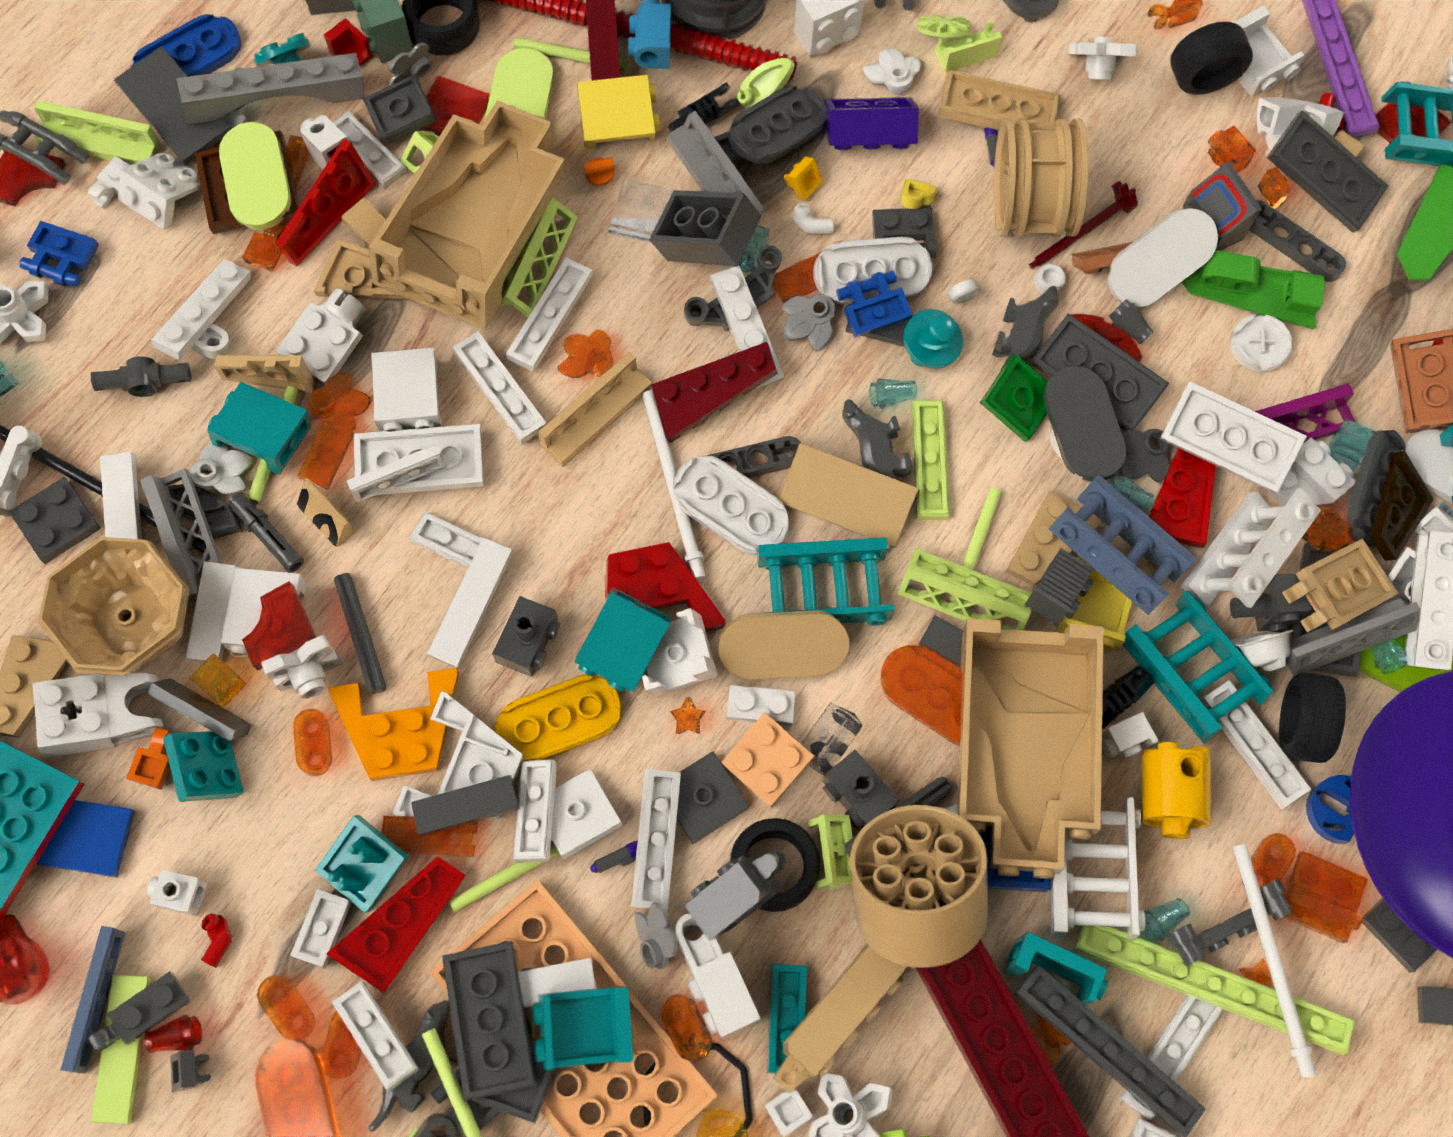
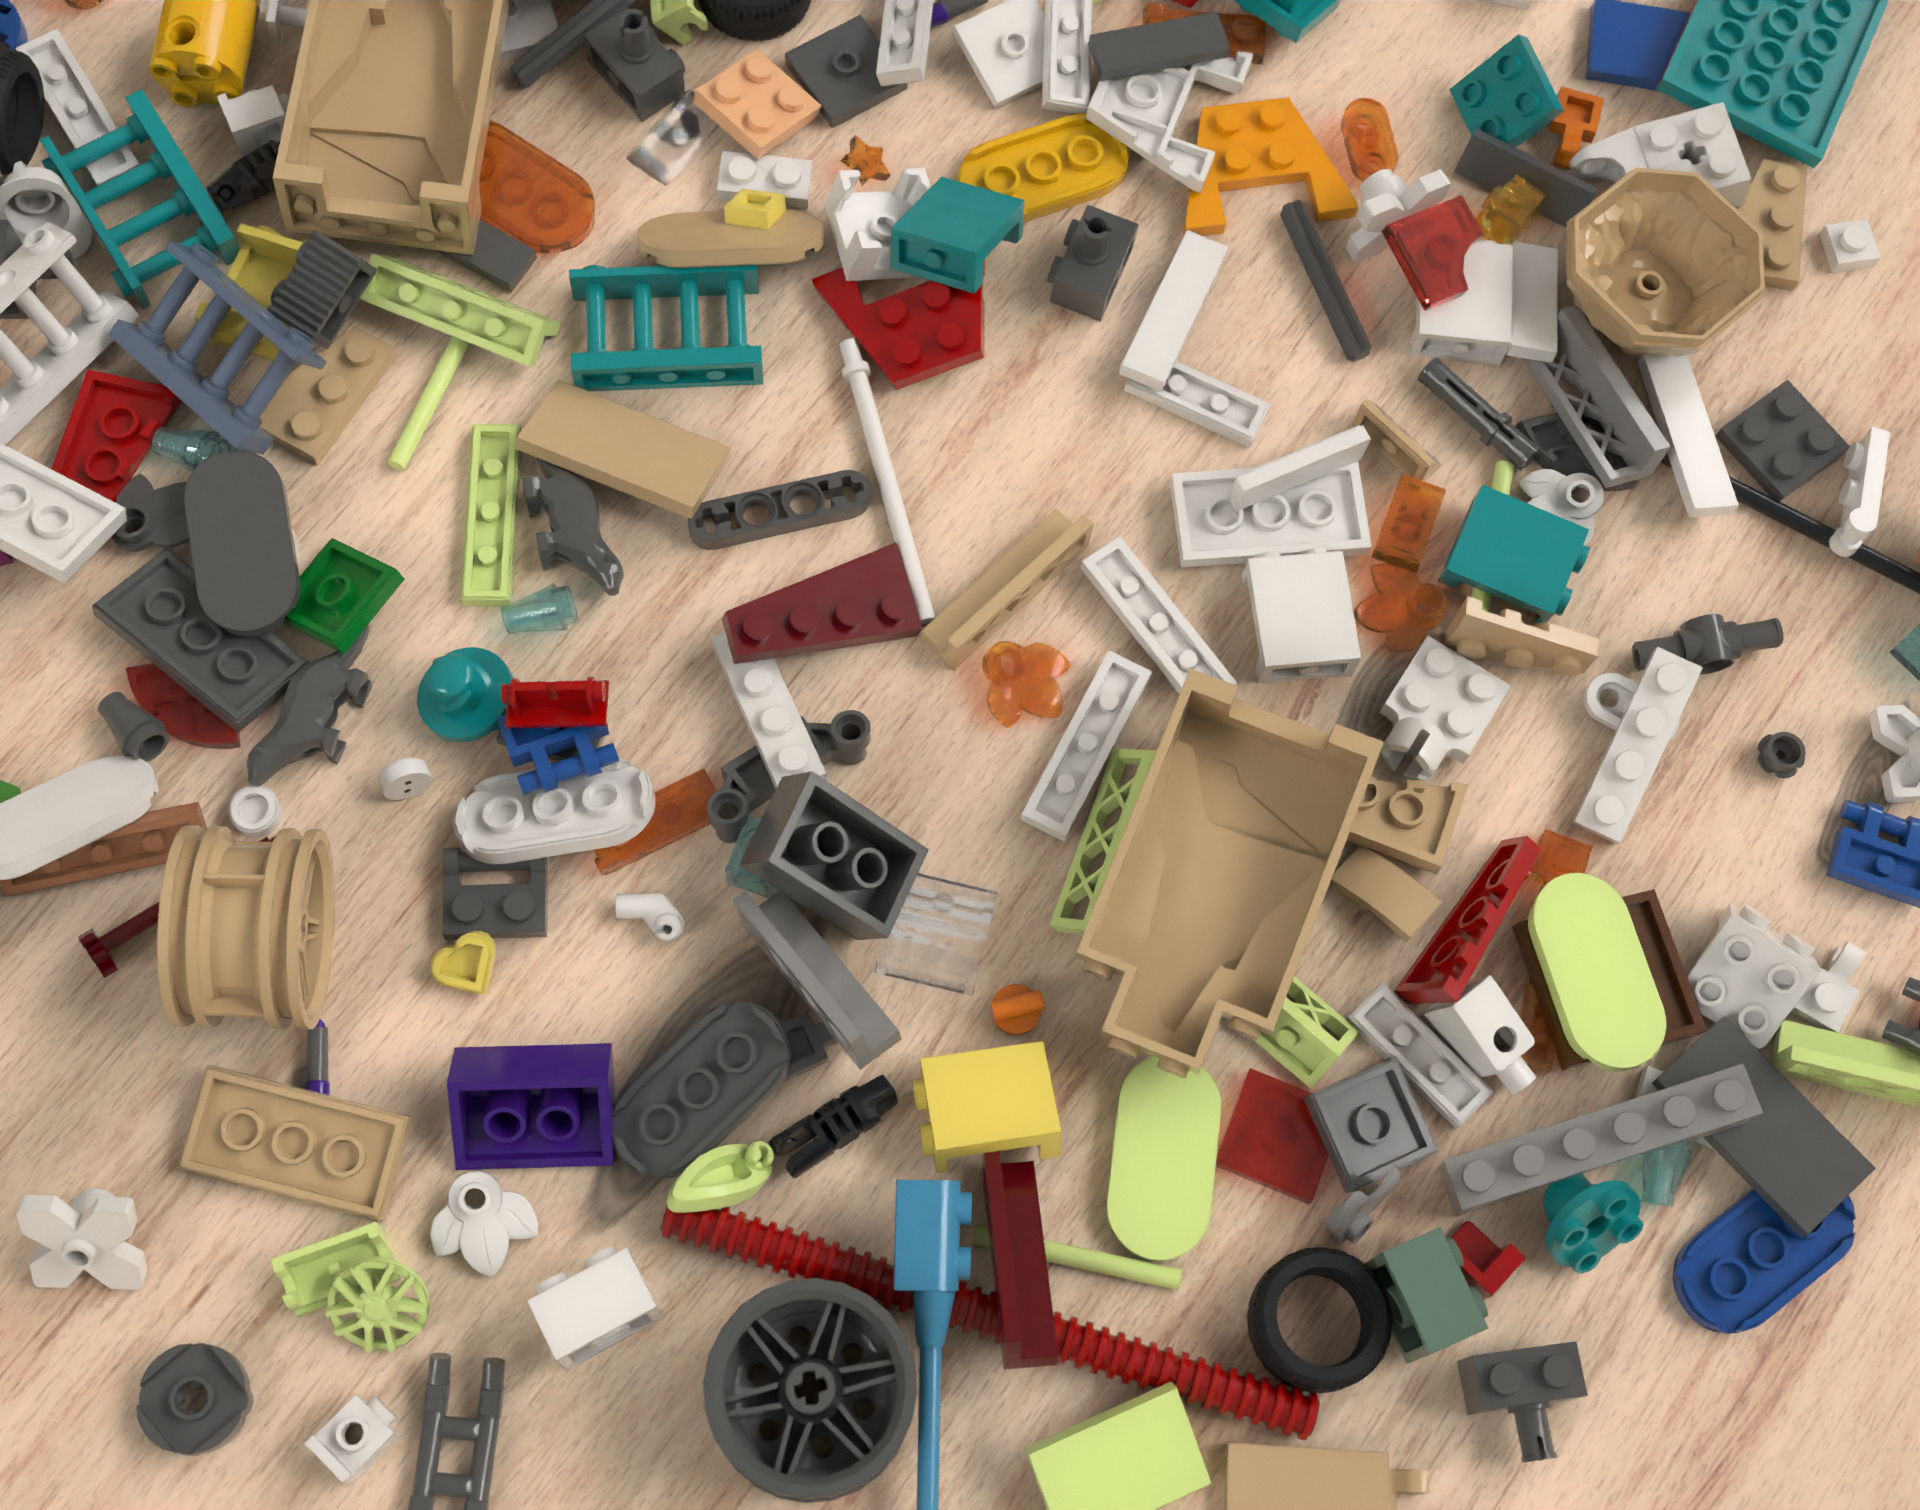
camera: 175 degrees right, 0 degrees up
(106, 306) = (1789, 746): none -> dark grey plate
(730, 504) = (801, 437): white tile -> none
(767, 668) = (755, 209): none -> light yellow tile
(804, 178) = (658, 988): yellow tile -> none
(806, 322) = (670, 732): light grey plate -> none
(876, 315) = (555, 703): none -> red hinge

